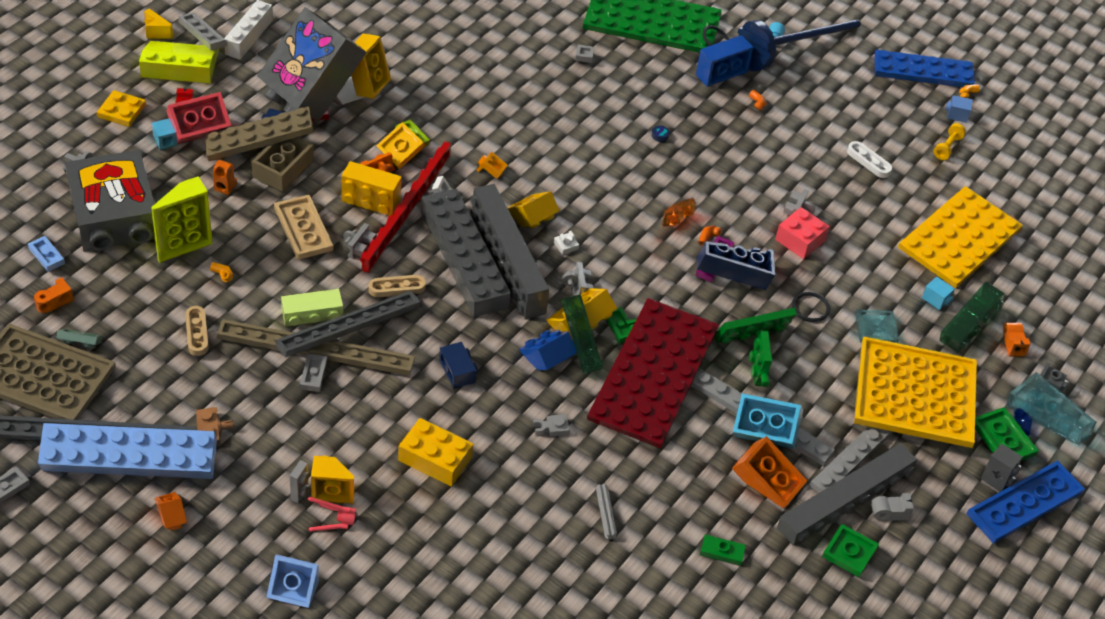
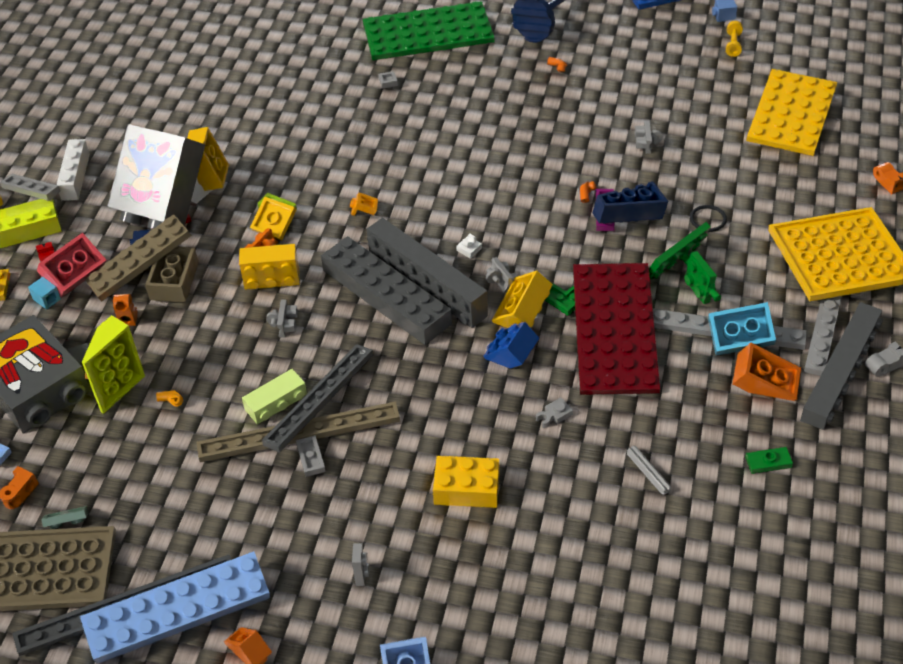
camera: 15 degrees left, 0 degrees up
(196, 330) = (174, 457): tan plate -> none
(208, 421) = (238, 545): medium nougat plate -> none
(303, 227) = (224, 326): tan plate -> none
(331, 480) = (389, 550): yellow slope -> none
(345, 515) = (417, 578): coral plant -> none
(396, 285) = (331, 349): tan plate -> none
(404, 209) = (307, 274): red plate -> none
(439, 186) = (329, 240): white tile -> none
(458, 365) = (439, 393): dark blue brick -> none
(534, 209) = (426, 226): yellow slope -> none
(582, 334) = (536, 319): clear green plate -> none
(660, 133) = (492, 122): dark blue tile -> none
(677, 211) = (548, 183): clear orange slope -> none
(715, 28) = (489, 32): black piece -> none
(724, 60) = (512, 41): blue brick -> none
(802, 233) = (664, 158): coral brick -> none
(850, 550) = (875, 413): green plate -> none
(869, 159) = (679, 77): white plate -> none
(877, 325) = (771, 211): clear light blue tile -> none
(938, 293) = (806, 165): medium azure brick -> none
(972, 317) = (847, 173): clear green wedge -> none

